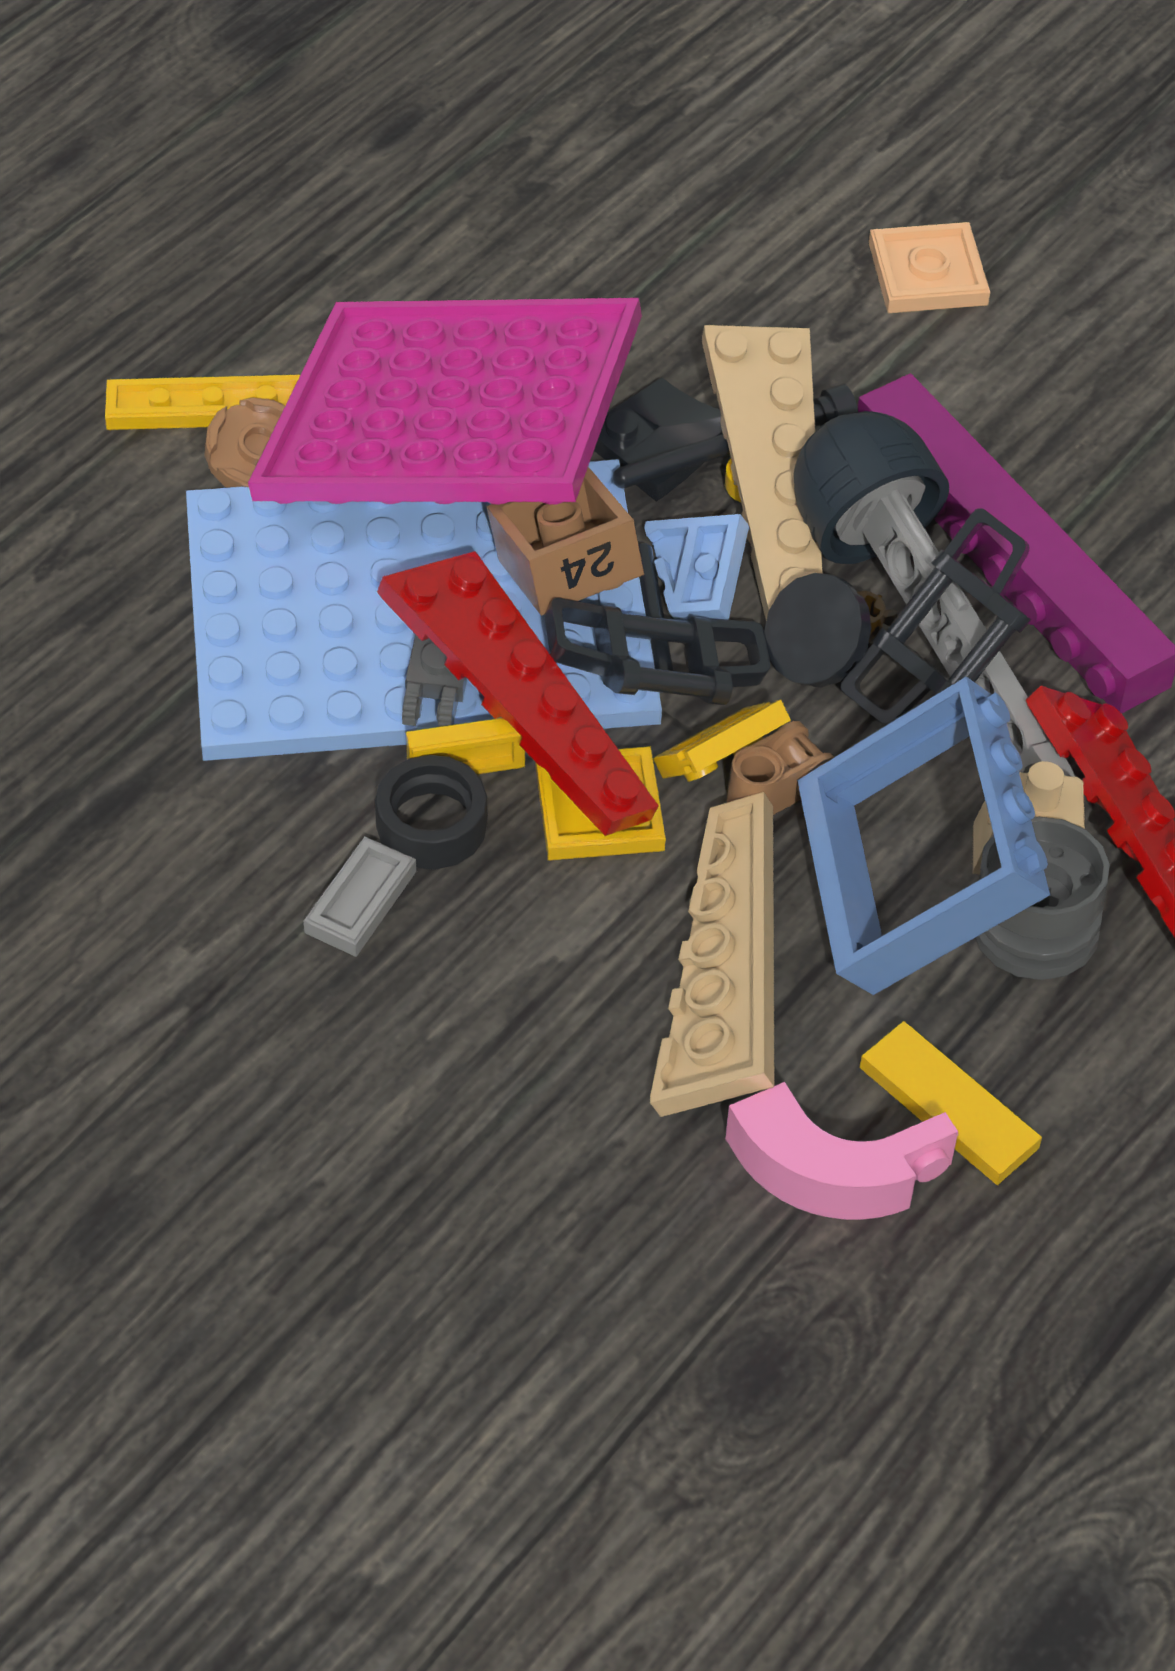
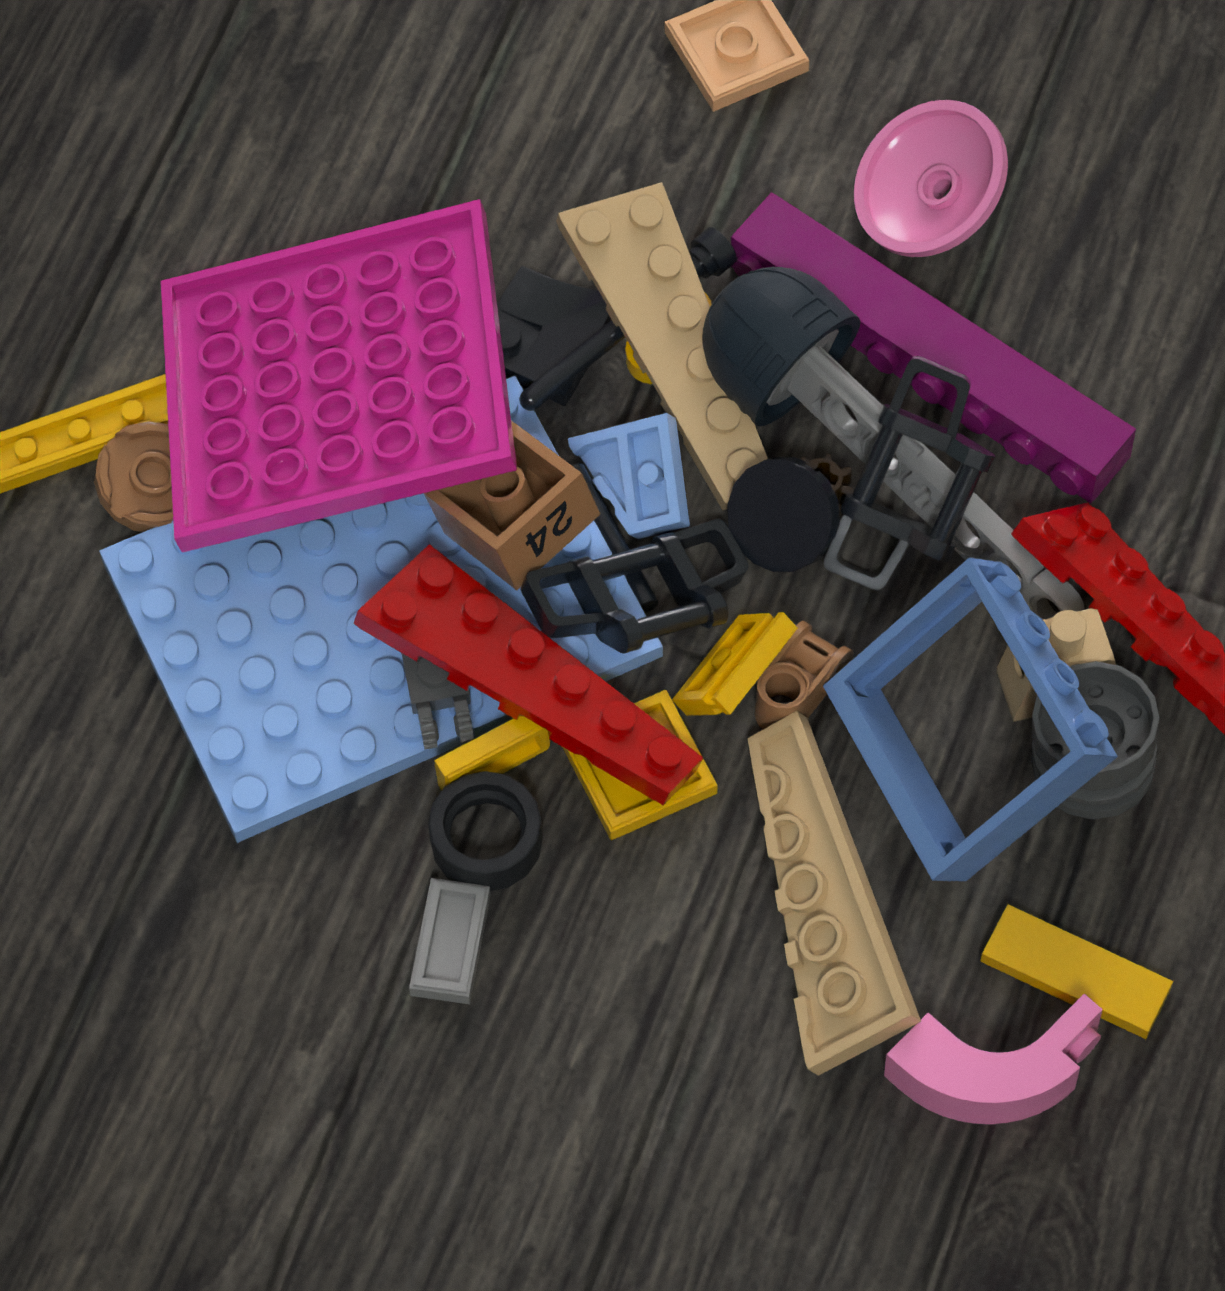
camera: 15 degrees left, 10 degrees up
(1063, 403) = (916, 163): none -> bright pink dish

